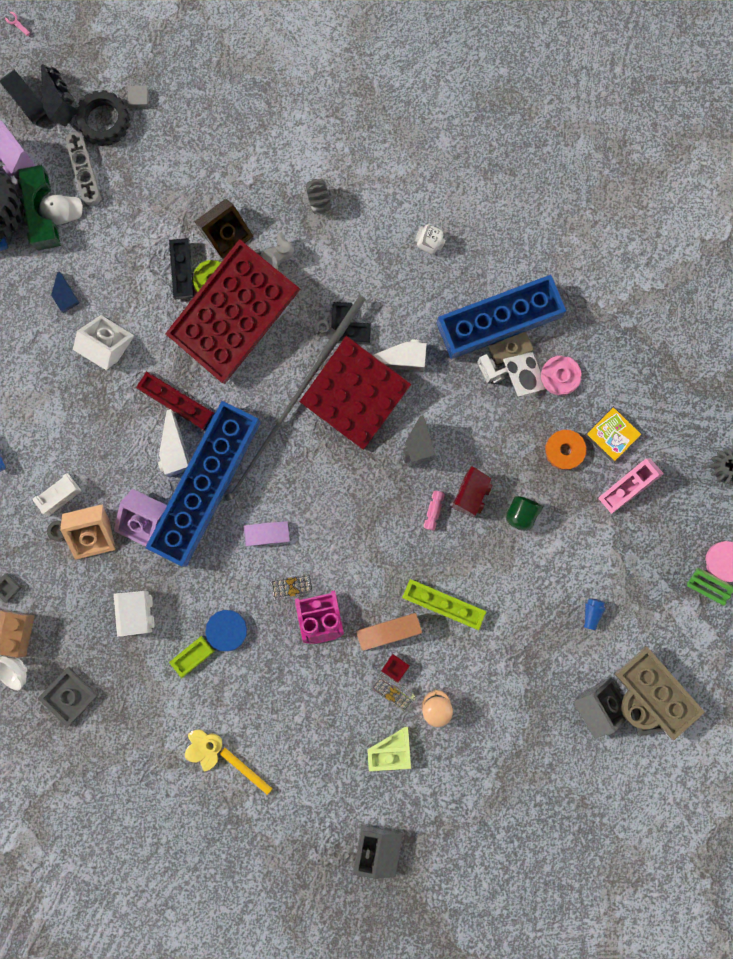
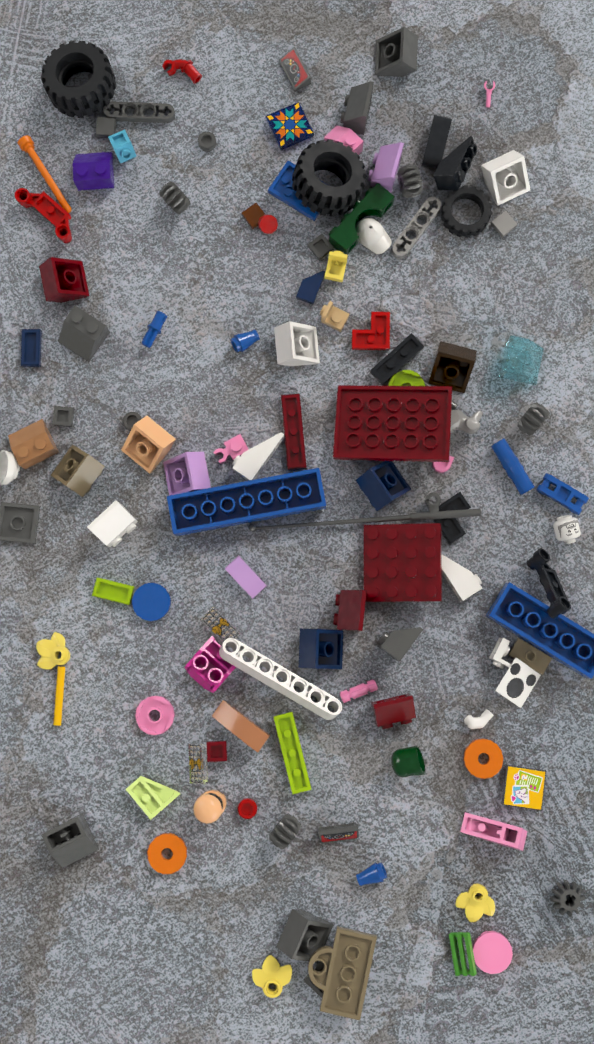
camera: 55 degrees right, 0 degrees up
(35, 259) = (320, 246): none -> dark grey tile
(38, 142) = (410, 181): none -> dark grey gear
(57, 495) = (158, 400): white hinge -> none
(61, 258) = (336, 266): none -> light yellow bracket
(63, 609) = (78, 470): none -> dark tan slope
(64, 383) = (244, 340): none -> blue cone
(99, 63) = (506, 177): none -> white slope
(103, 293) = (333, 316): none -> tan bracket
(149, 273) = (375, 339): none -> red plate
(149, 461) = (234, 447): none -> bright pink plate
(262, 169) = (521, 360): none -> clear light blue slope
(277, 360) = (383, 484): none -> dark blue slope
(299, 300) = (442, 467): none -> bright pink tile
(329, 687) = (166, 712): none -> bright pink tile
(345, 243) = (512, 466): none -> blue axle
(362, 464) = (350, 610): none -> dark red slope
(370, 576) = (290, 679): none -> white beam
(375, 515) = (320, 649): none -> dark blue slope
(398, 221) = (562, 493): none -> blue plate
(458, 784) = (162, 864): none -> orange tile
(462, 678) = (247, 808): none -> red tile
(466, 285) = (548, 578): none -> black plate
(504, 659) = (285, 831): none -> dark grey gear
(533, 431) = (478, 722): none -> white arm
(538, 615) = (338, 832): none -> dark grey slope
(561, 375) = (539, 711): bright pink tile -> none
(614, 758) = (272, 973): none -> light yellow plate
(680, 546) = (476, 905): none -> light yellow plate

